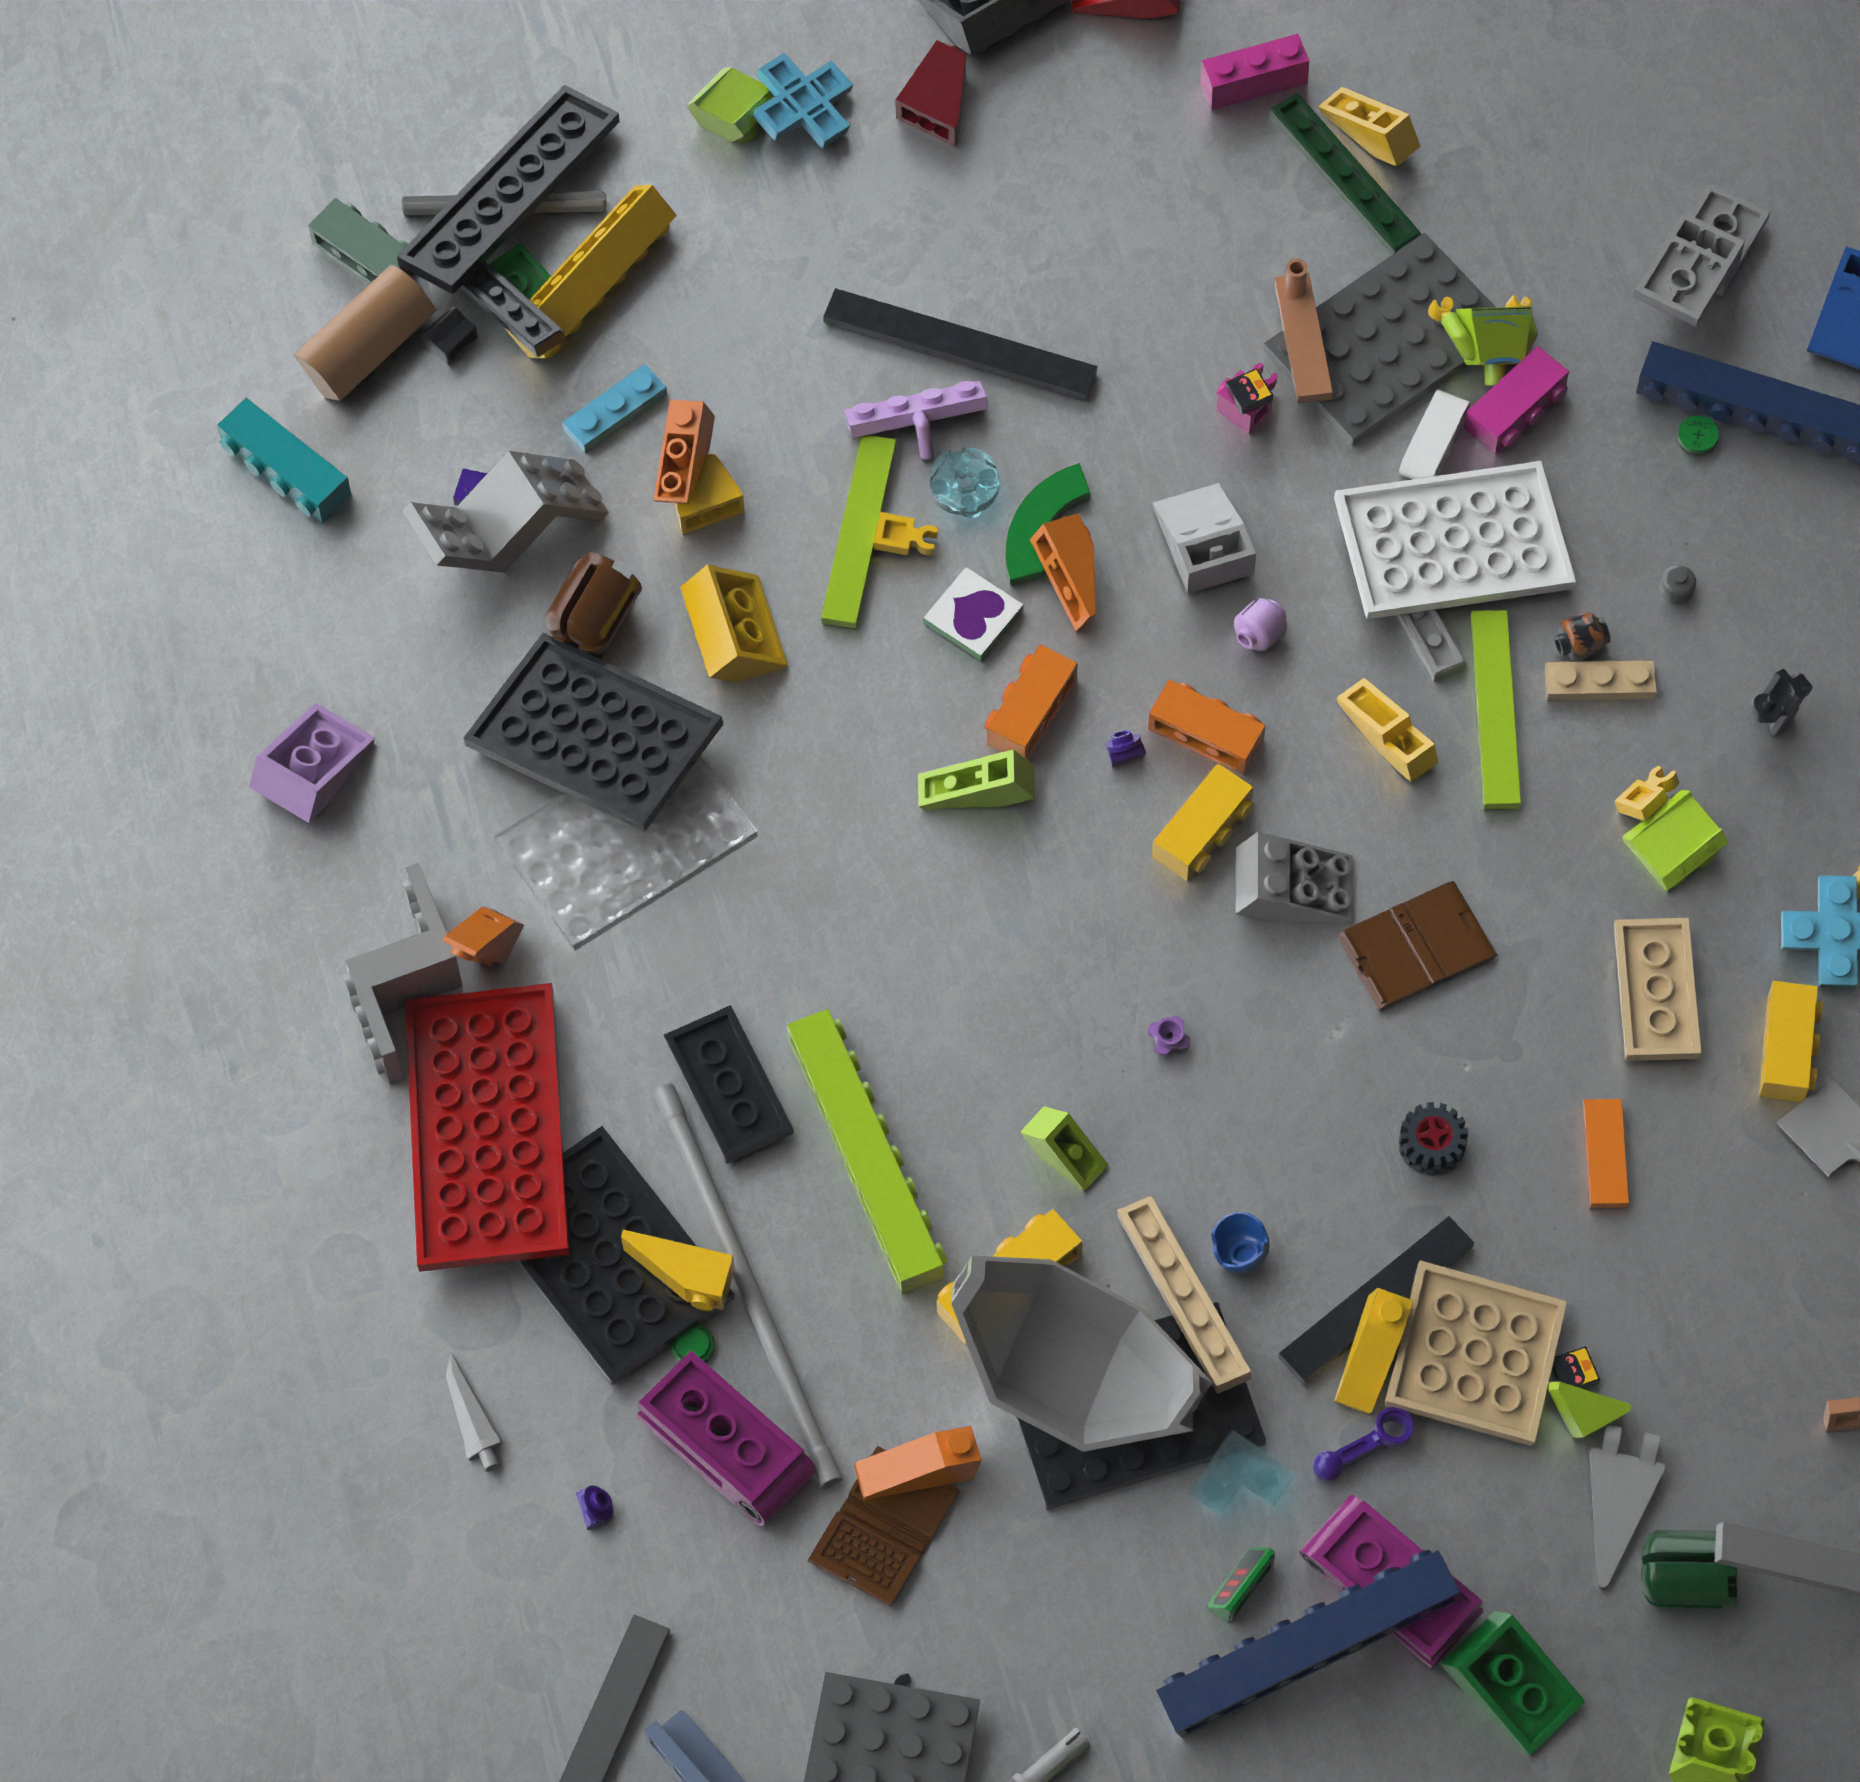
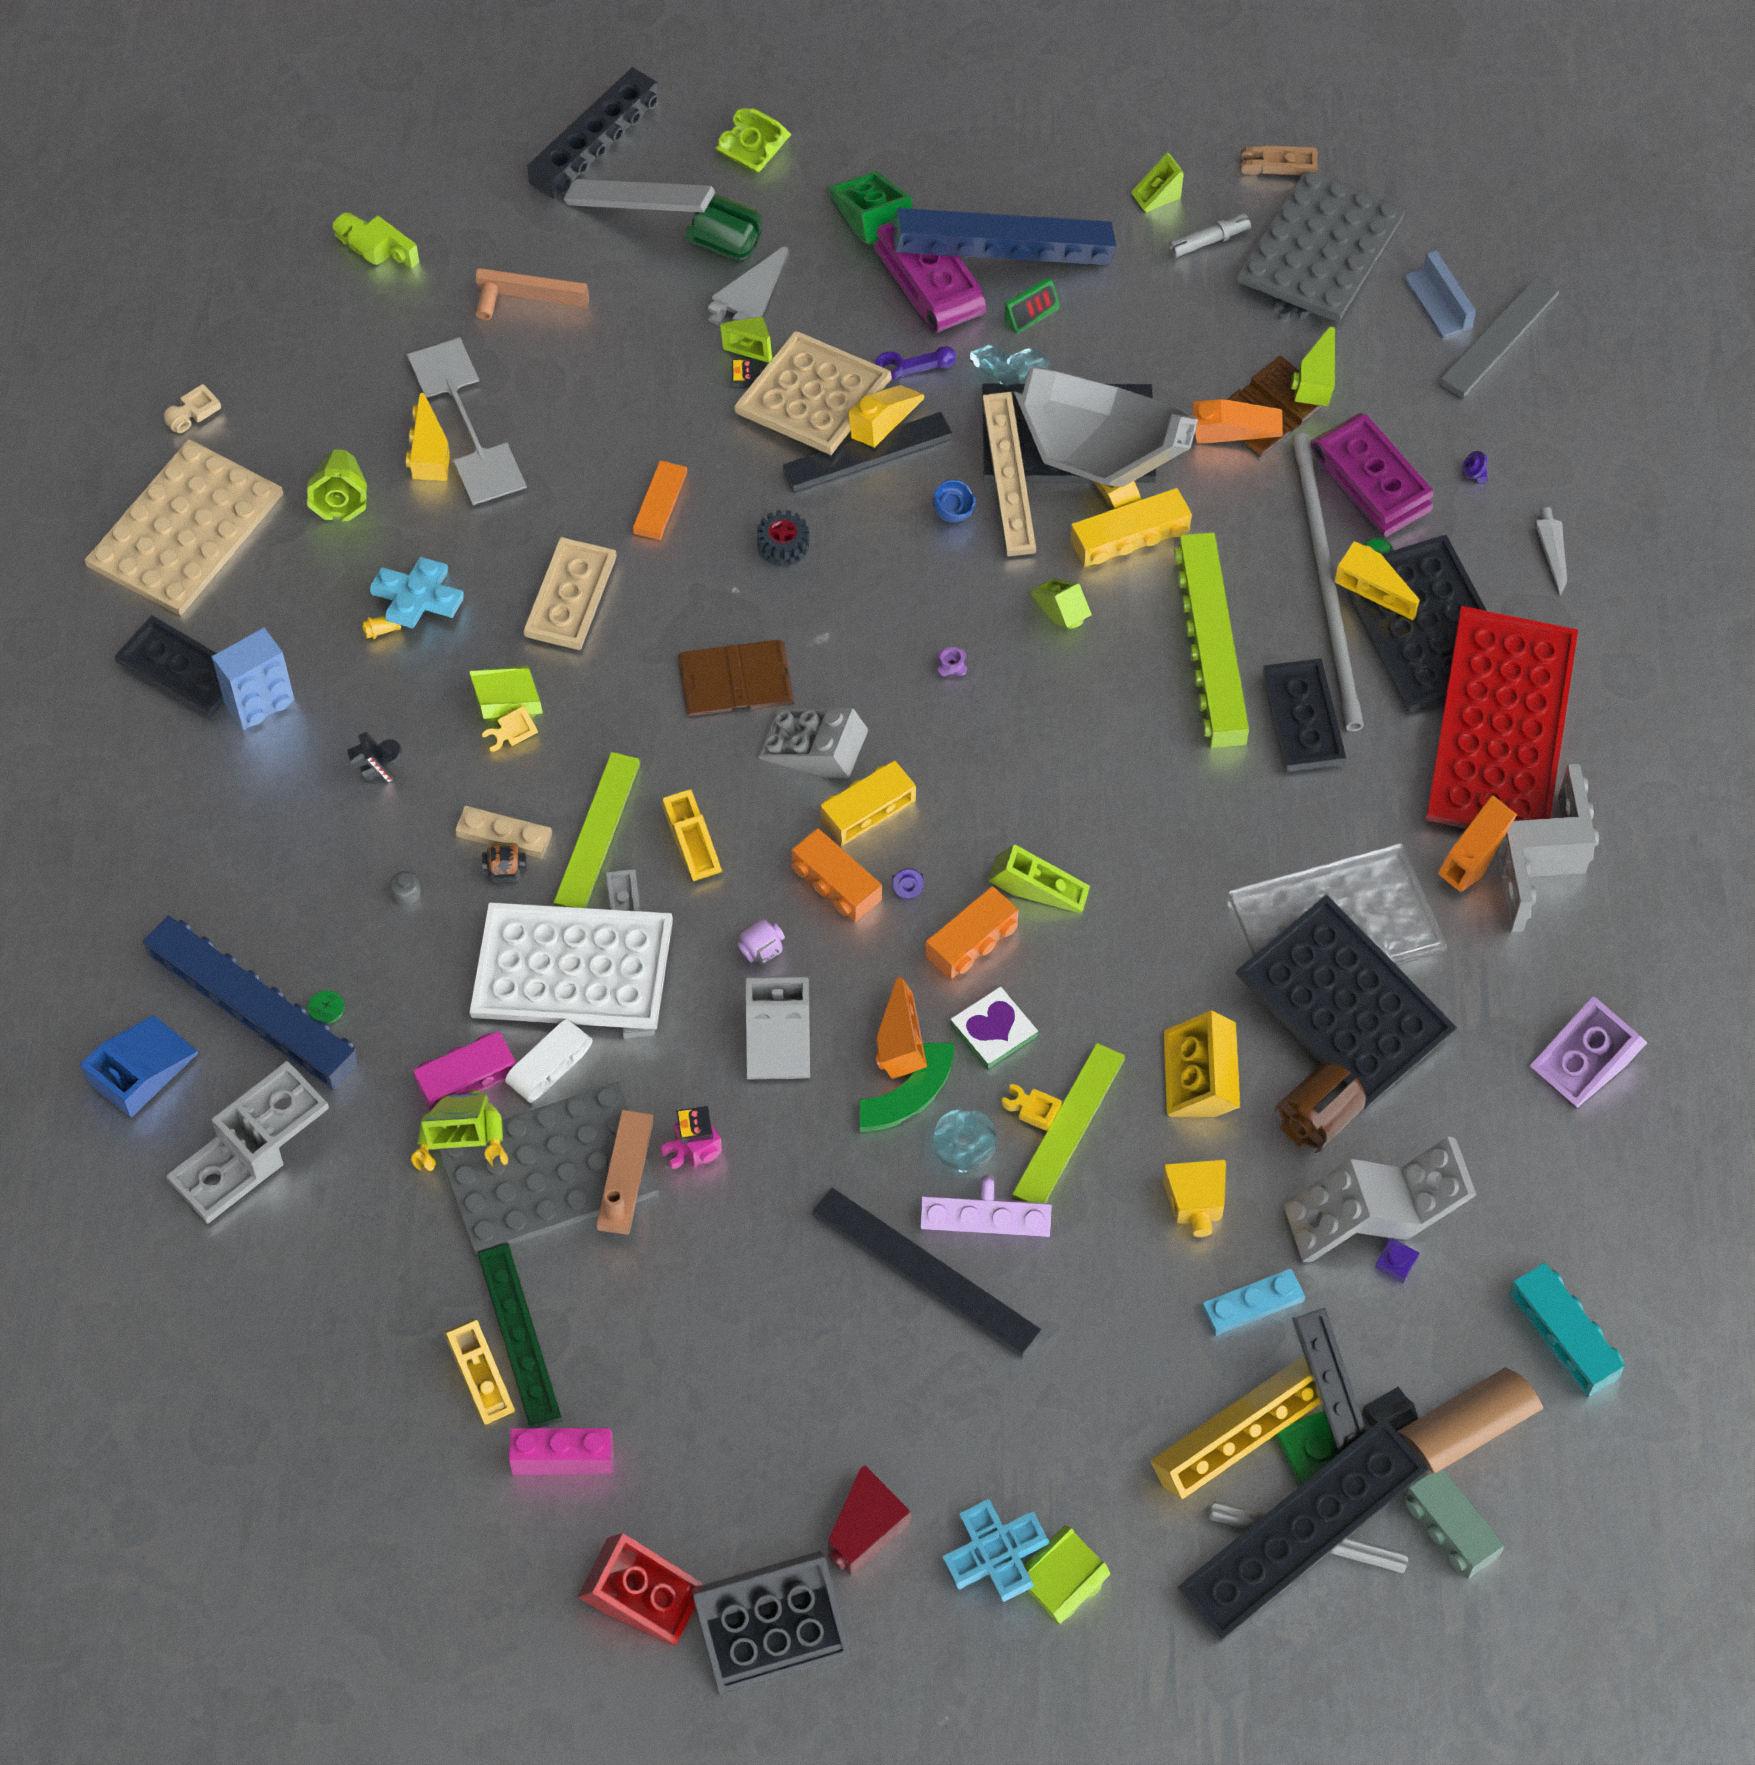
camera: 165 degrees left, 5 degrees down
(683, 450) = (1209, 1203): orange slope -> none
(834, 1567) = (1316, 372): none -> lime slope
(1790, 1041) = (491, 530): yellow brick -> none

